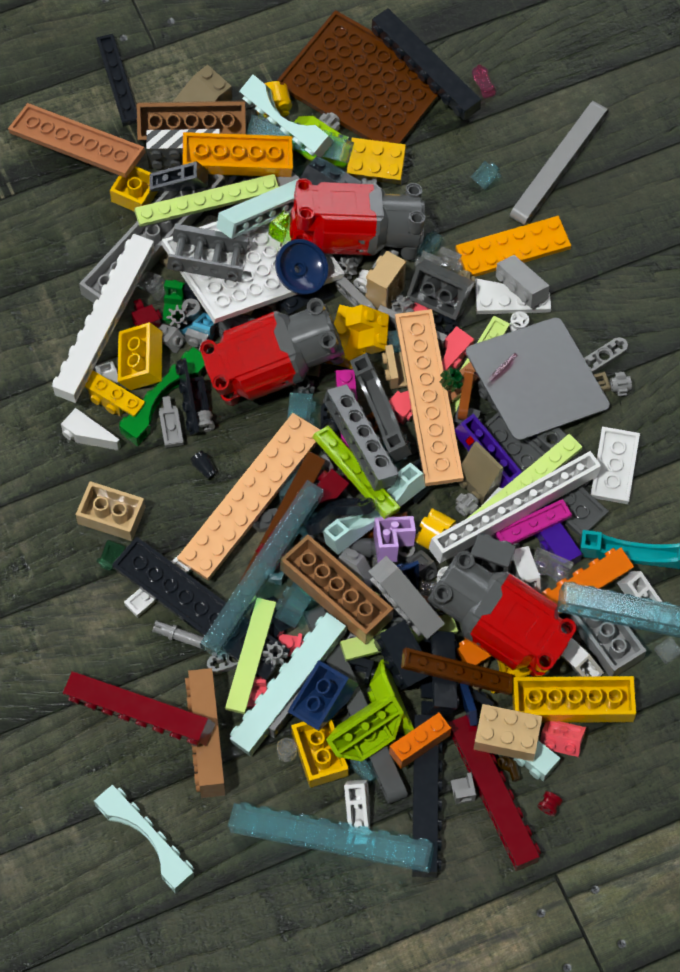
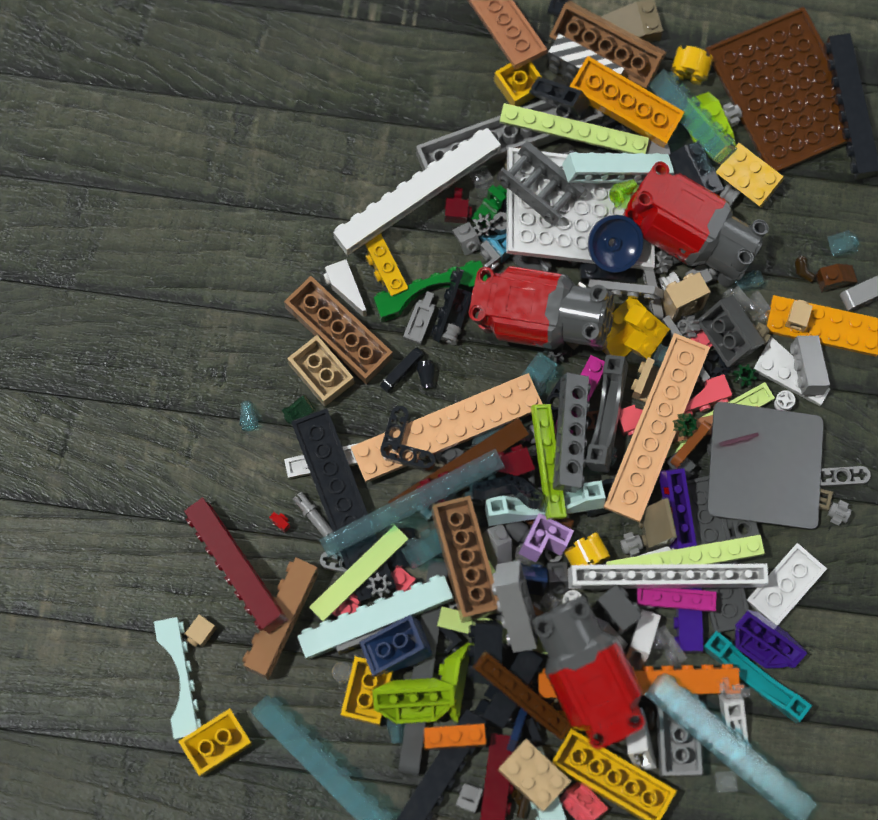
camera: 30 degrees right, 10 degrees up
(70, 587) = (248, 419): none -> clear light blue cone
(108, 371) = (395, 240): white slope -> none
(125, 471) = (338, 330): none -> medium nougat brick
(140, 356) = (429, 243): yellow brick -> none
(140, 787) = (200, 631): none -> tan brick
(153, 655) = (280, 521): none -> red plate
(180, 473) = (402, 370): none -> black beam
(213, 870) = (215, 743): none -> yellow slope
(216, 531) = (396, 443): none -> black beam
(311, 136) = (679, 57): light aqua arch -> none
(341, 296) = (631, 290): none -> light grey plate
(357, 803) = (370, 758): white slope -> none
(464, 211) = (801, 269): none -> dark brown arm
(473, 320) = (743, 380): none -> dark green gear
(488, 247) = (799, 315): none -> tan brick
(496, 204) = (835, 277): none -> reddish brown slope
(629, 518) = (766, 642): none -> dark purple wedge
(631, 565) = (736, 691): none -> clear bracket

